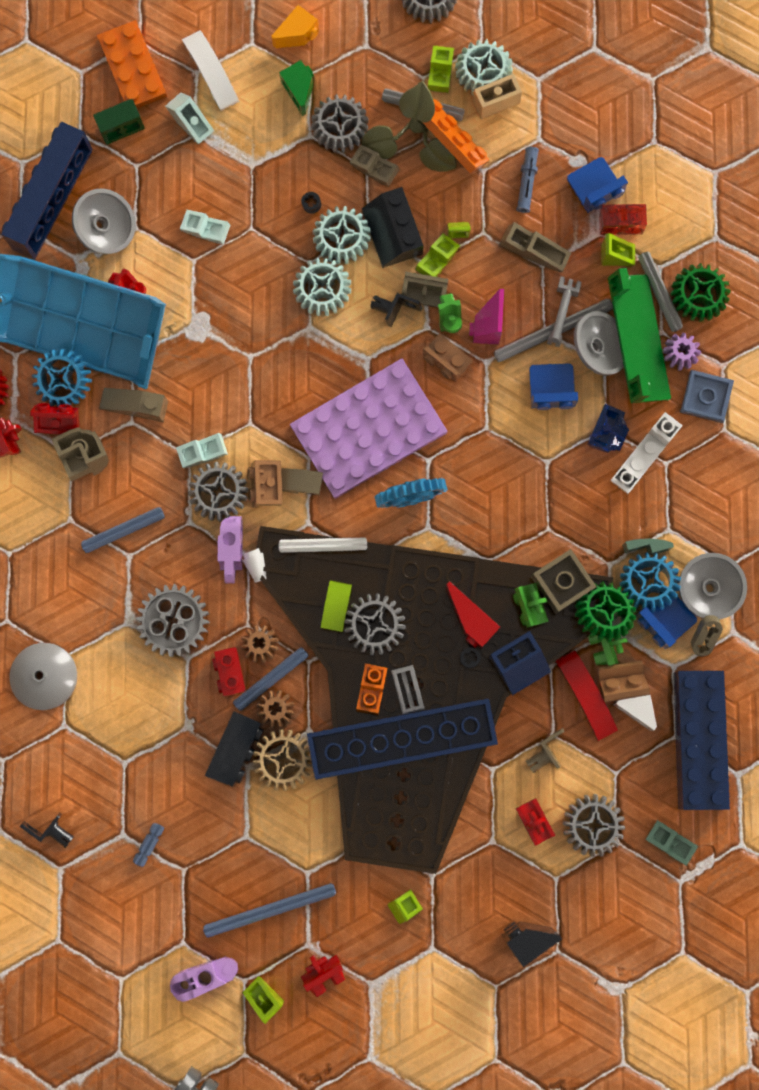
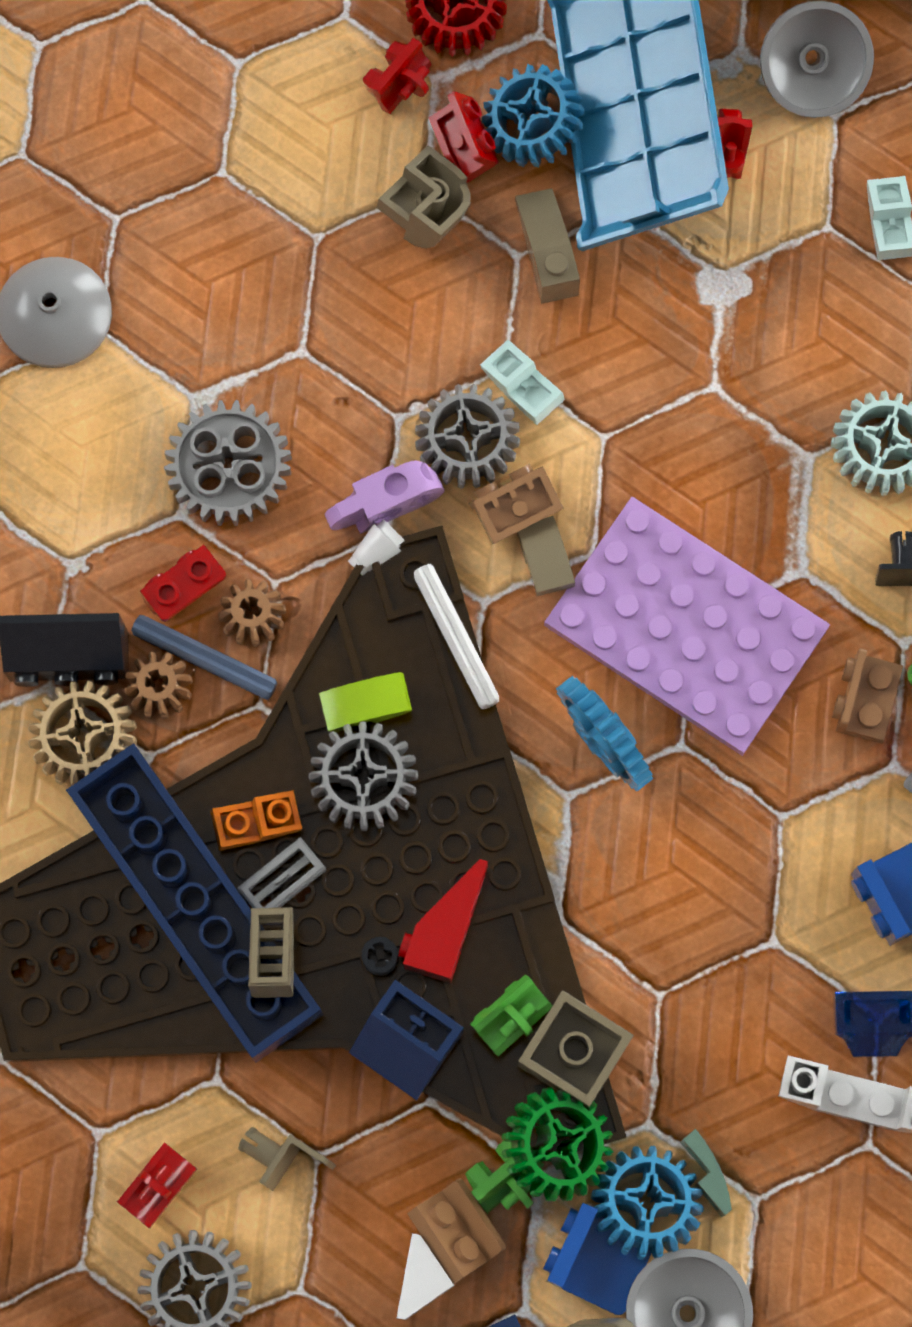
camera: 65 degrees right, 5 degrees down
(122, 529) = (338, 321): sand blue axle -> none
(452, 702) = (271, 986): none -> dark tan slope
(587, 695) = (407, 1182): red slope -> none

